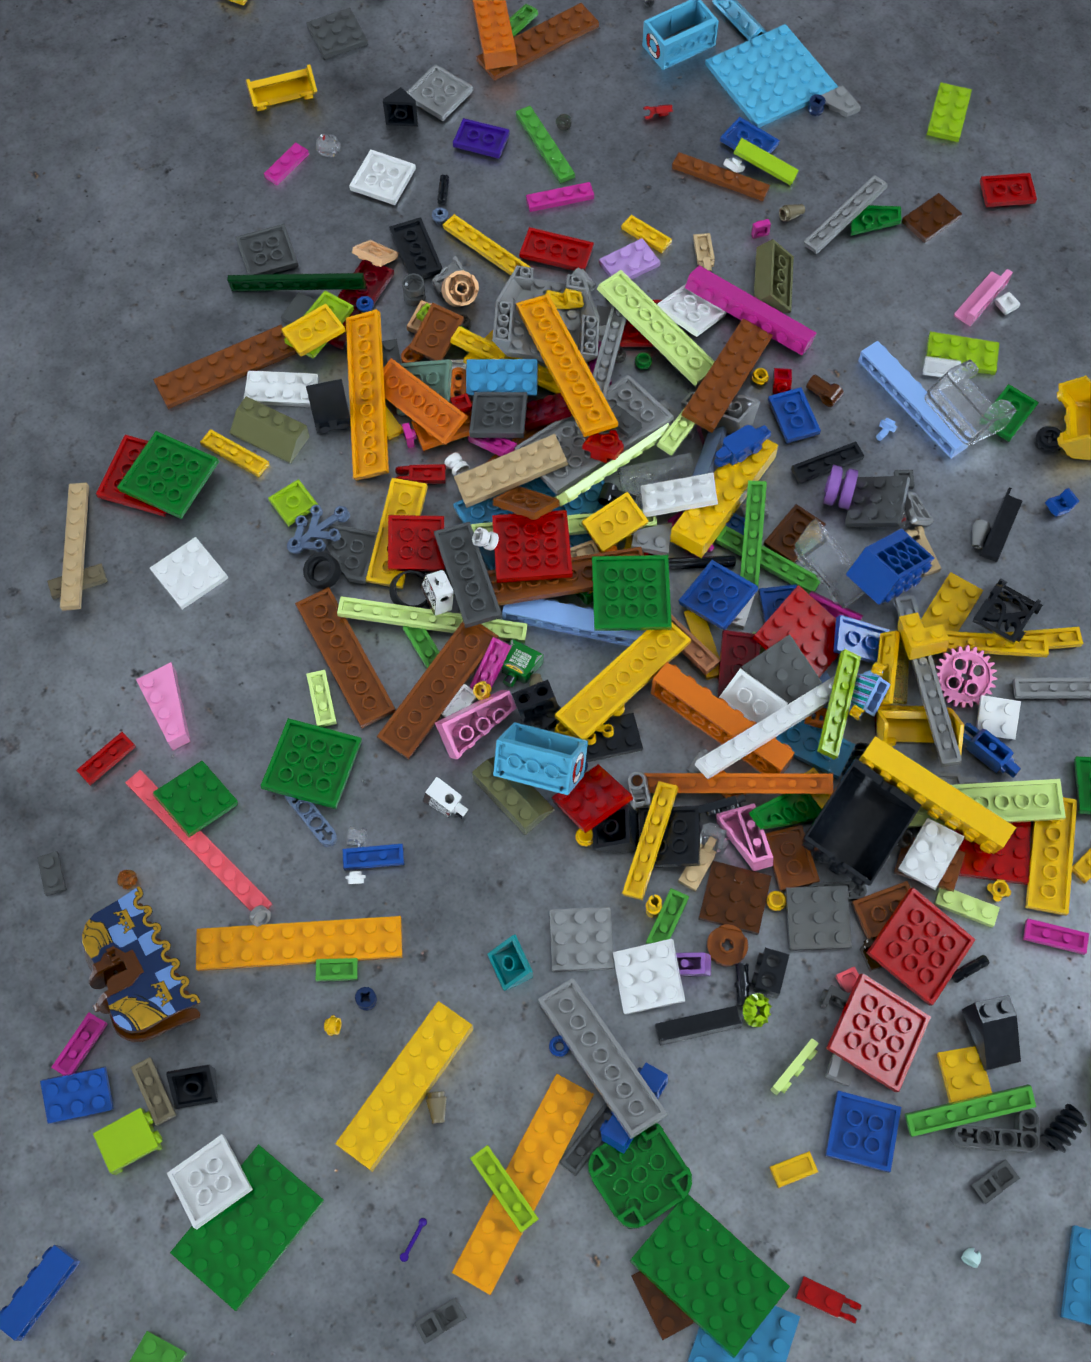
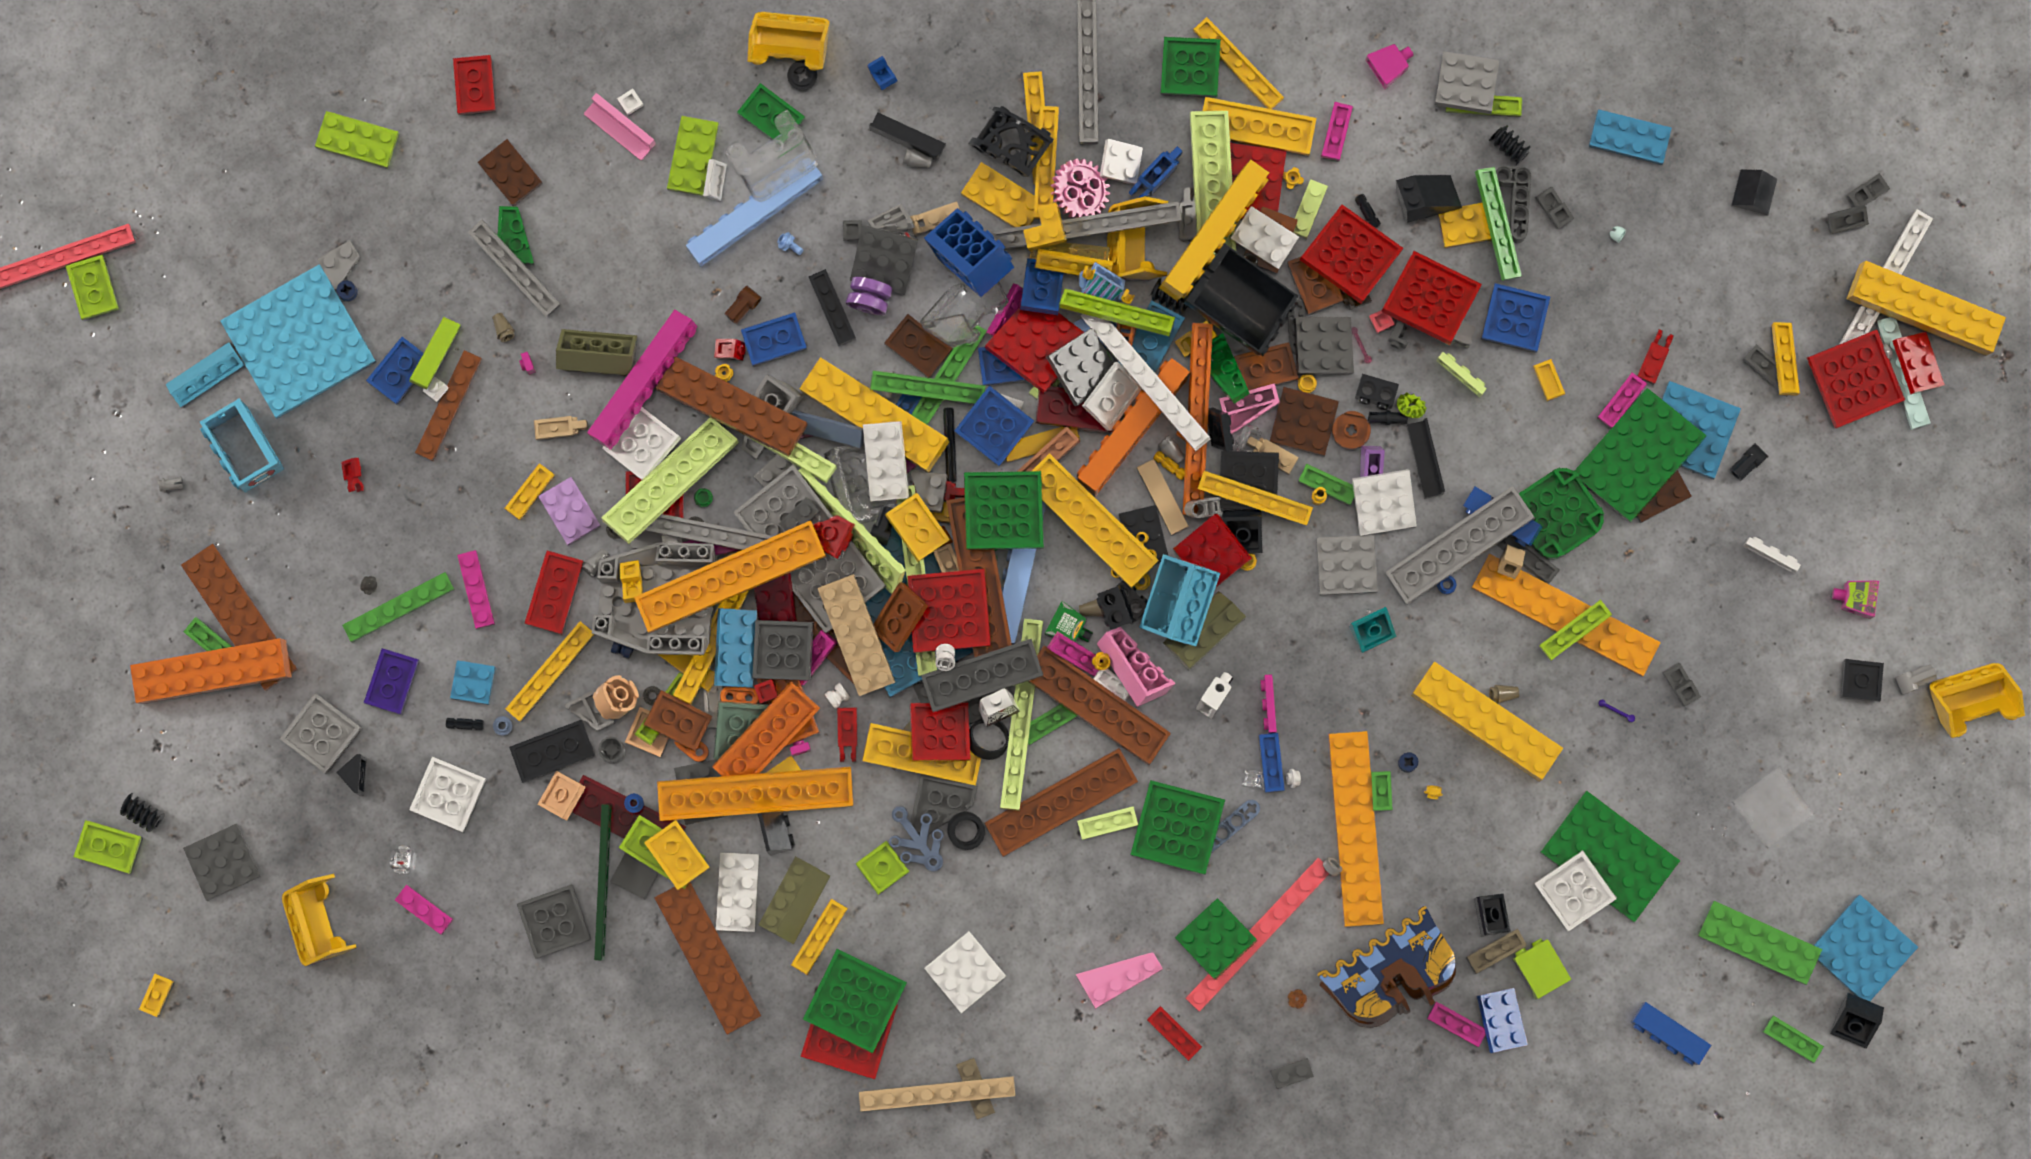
camera: 90 degrees left, 15 degrees up
(434, 854) = (1268, 704): none -> dark pink plate
(479, 195) = (472, 682): none -> dark azure plate
(582, 1115) = (1511, 561): none -> tan brick
(651, 755) = (1162, 497): none -> tan tile
(685, 761) = (1169, 464): none -> yellow axle
(741, 444) = (827, 394): blue hinge -> none
(774, 1256) = (1622, 400): none -> dark pink plate
(806, 966) = (1367, 359): none -> clear pink hinge

